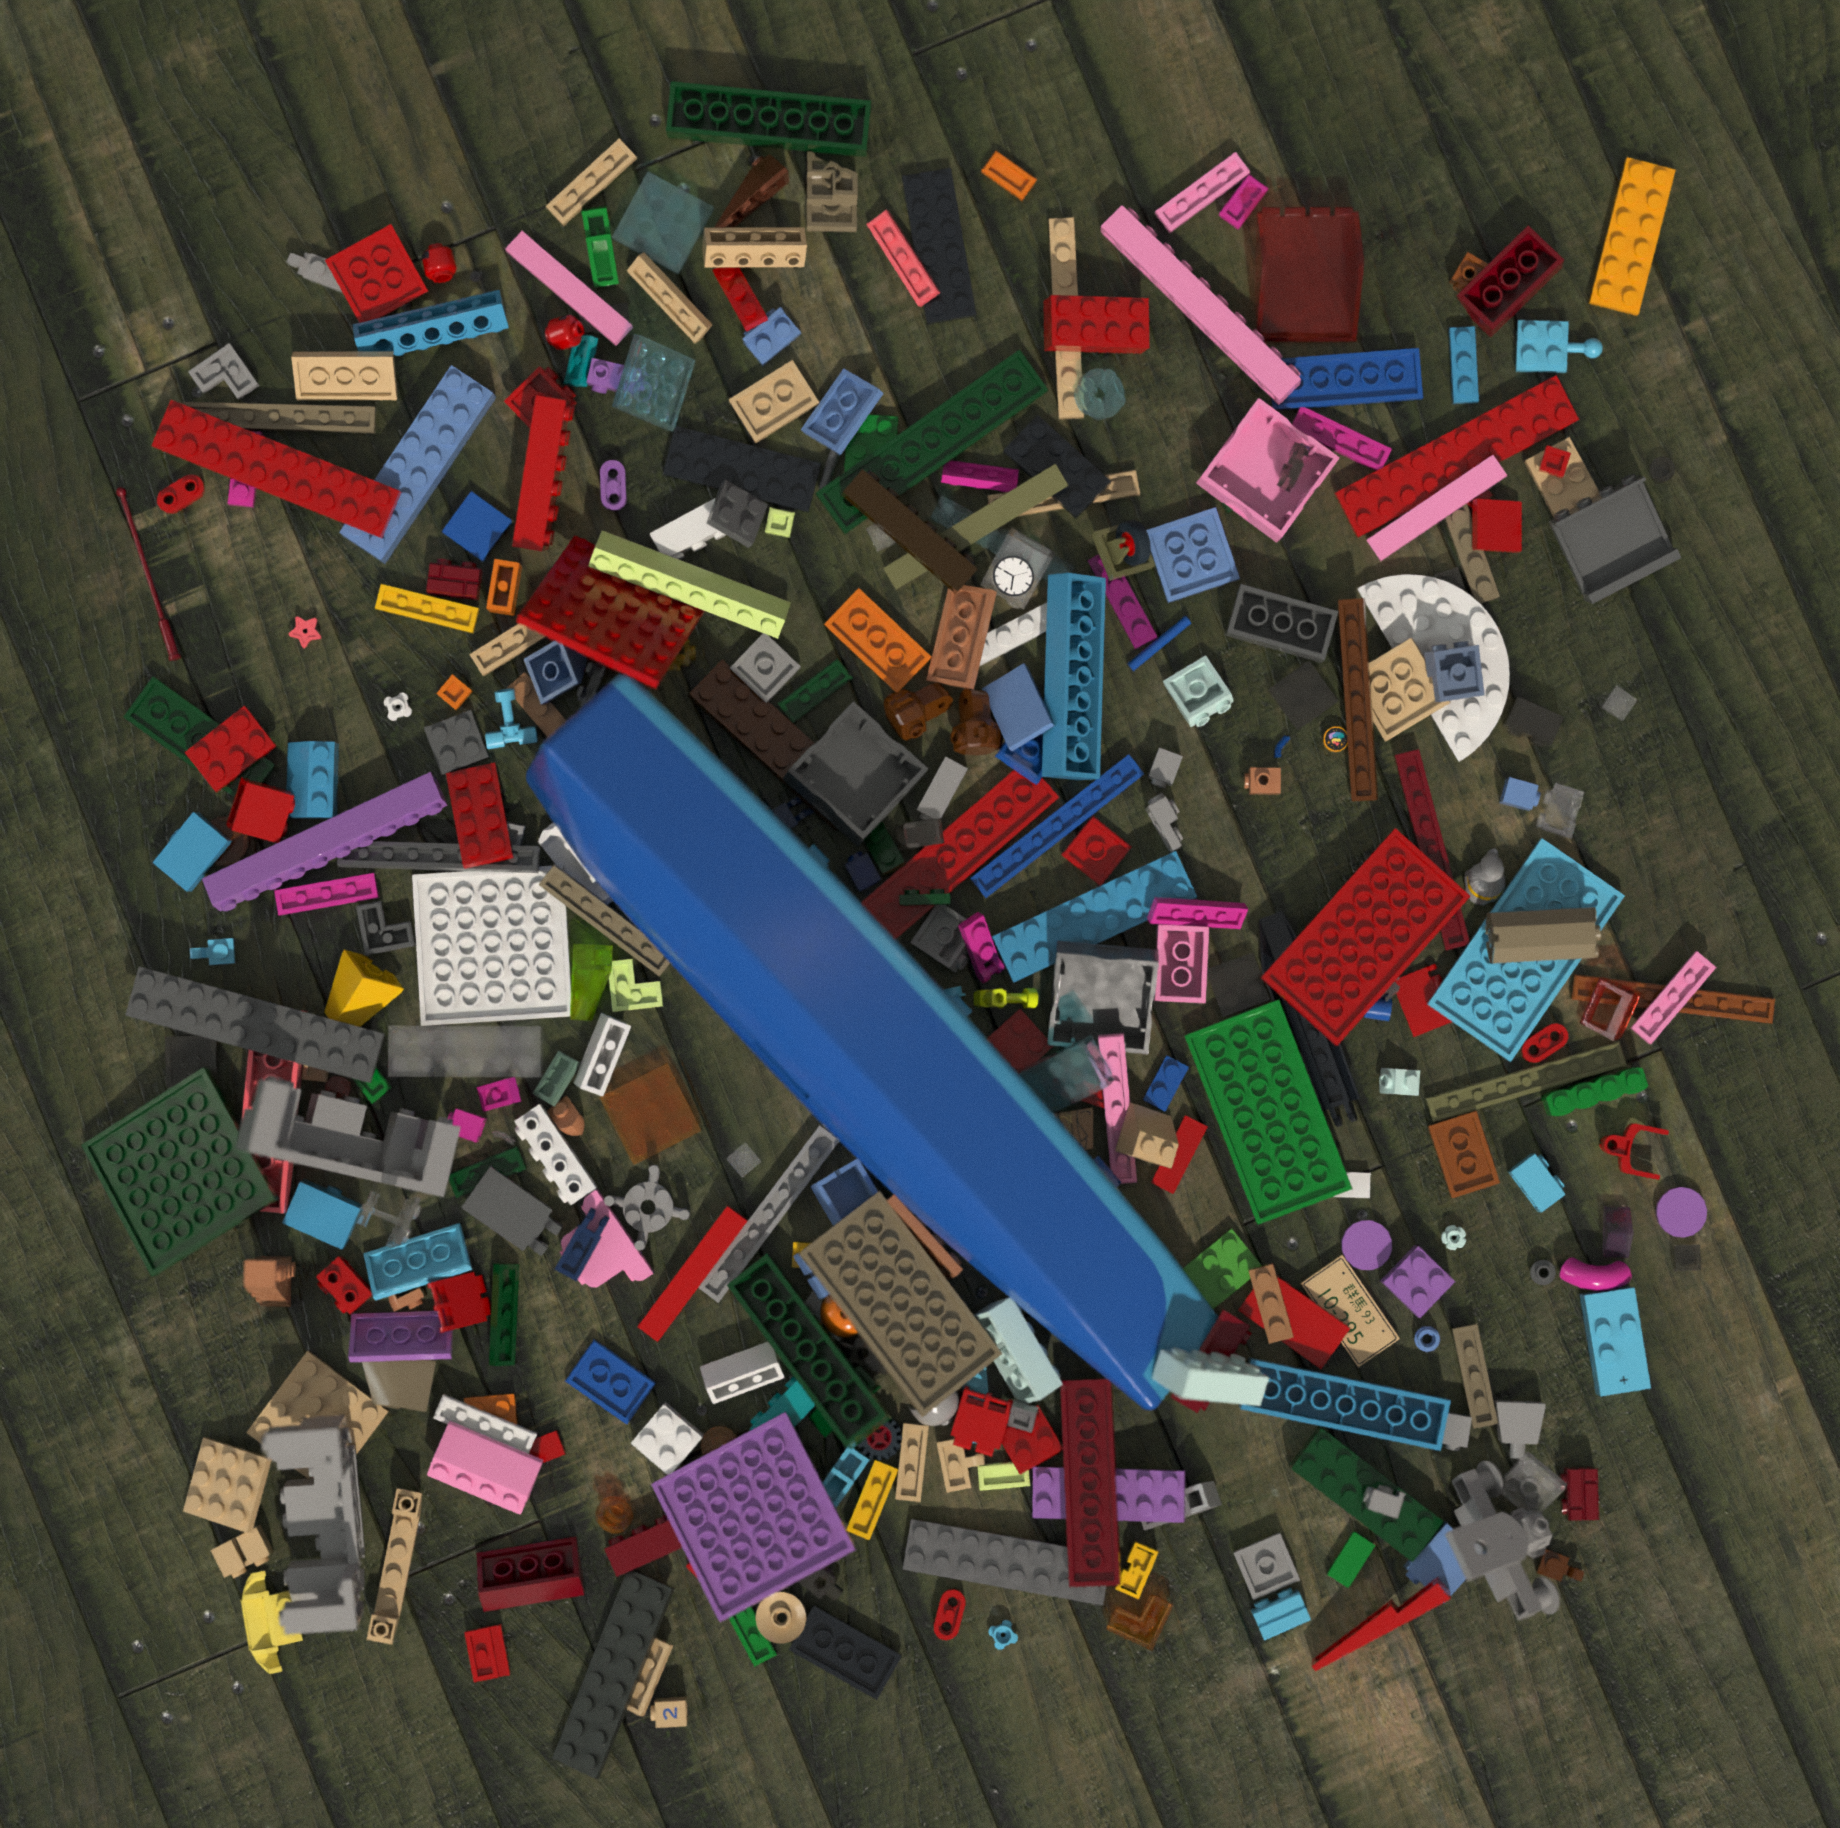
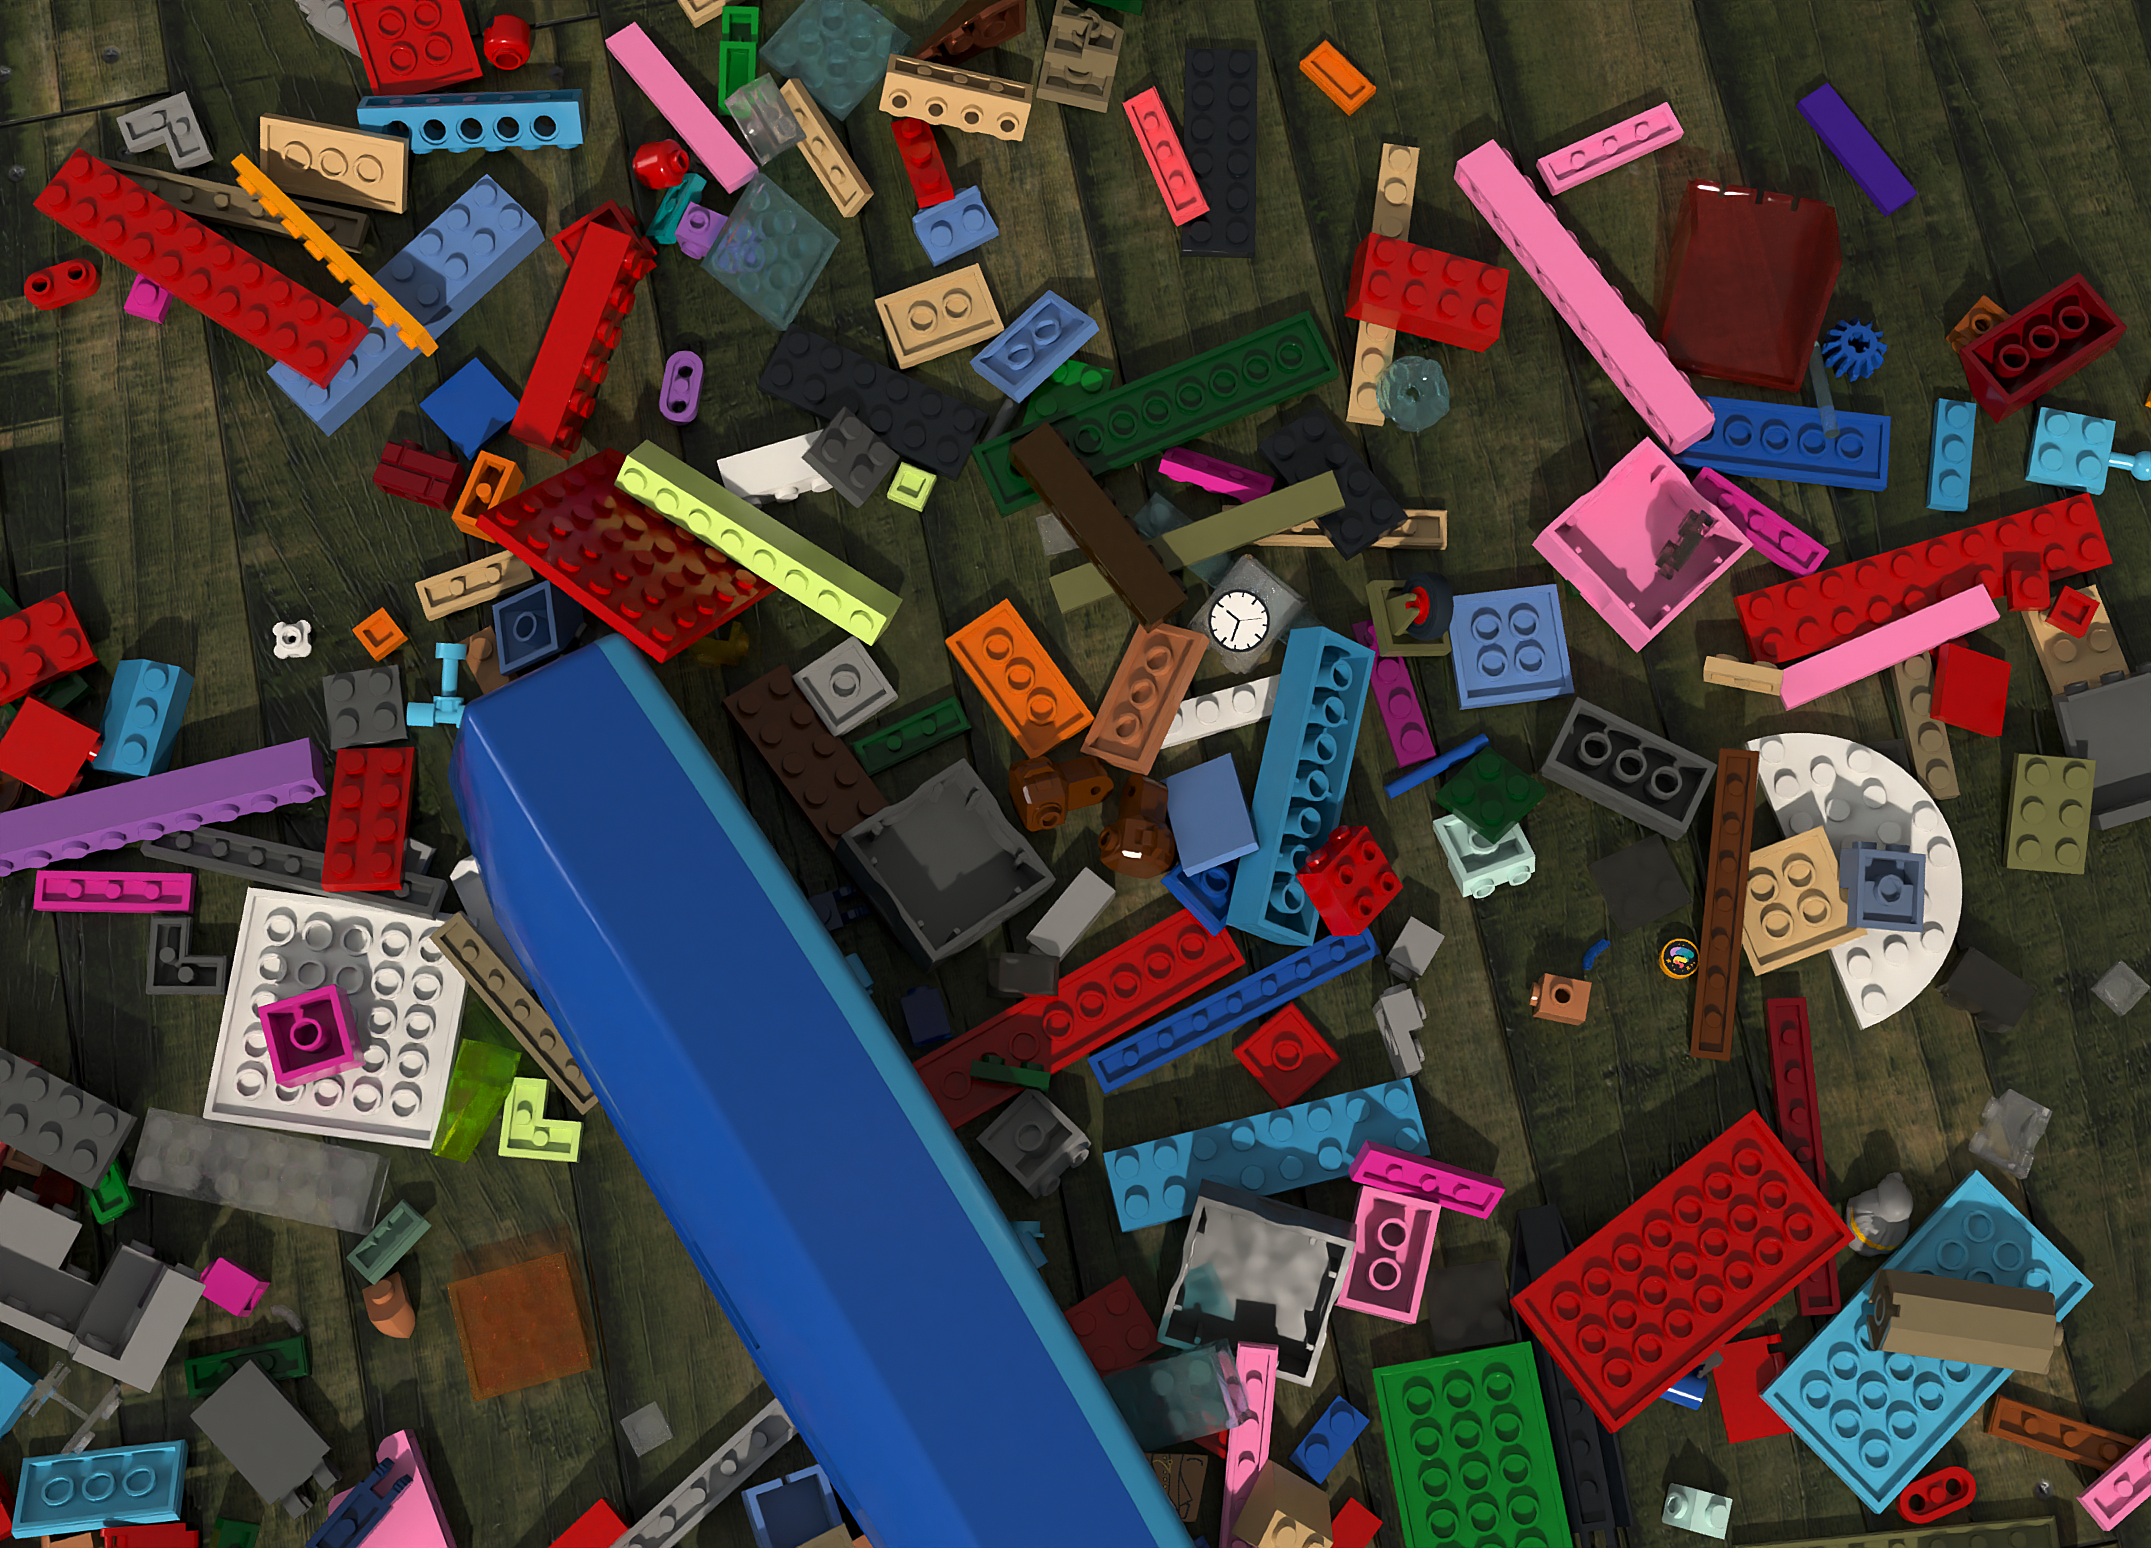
camera: 10 degrees right, 10 degrees down
(305, 638) = (194, 513): coral plate -> none
(360, 990) = (124, 1045): yellow slope -> none
(373, 452) = (340, 263): none -> light orange plate
(427, 608) = (370, 508): yellow plate -> none
(480, 961) = (311, 1036): none -> dark pink brick
(499, 1094) = (297, 1248): dark pink slope -> none
(555, 1154) = (357, 1361): white brick -> none
(602, 1054) = (465, 1218): white brick -> none
(629, 288) = (765, 119): none -> clear brick
(647, 1222) = (458, 1474): light grey plate -> none
(884, 850) = (965, 990): dark green plate -> none
(980, 947) = (1082, 1166): dark pink plate -> none
(999, 998) = (1094, 1251): neon yellow bar -> none
(1115, 732) = (1349, 880): none -> red brick
(1196, 657) = (1490, 794): none -> dark green plate
(1243, 201) = (1666, 172): dark pink plate -> none
(1358, 544) = (1728, 671): none -> tan plate
(1369, 159) = (1856, 149): none -> dark purple tile
(1370, 339) = (1823, 393): none -> clear light blue bar
(1393, 298) = (1854, 349): none -> blue gear
(1520, 794) = (1950, 1096): medium blue brick -> none
(1524, 452) = (2028, 590): none -> red plate
(1558, 598) = (2049, 813): none -> olive plate
(1622, 1014) = (2068, 1473): clear red tile -> none

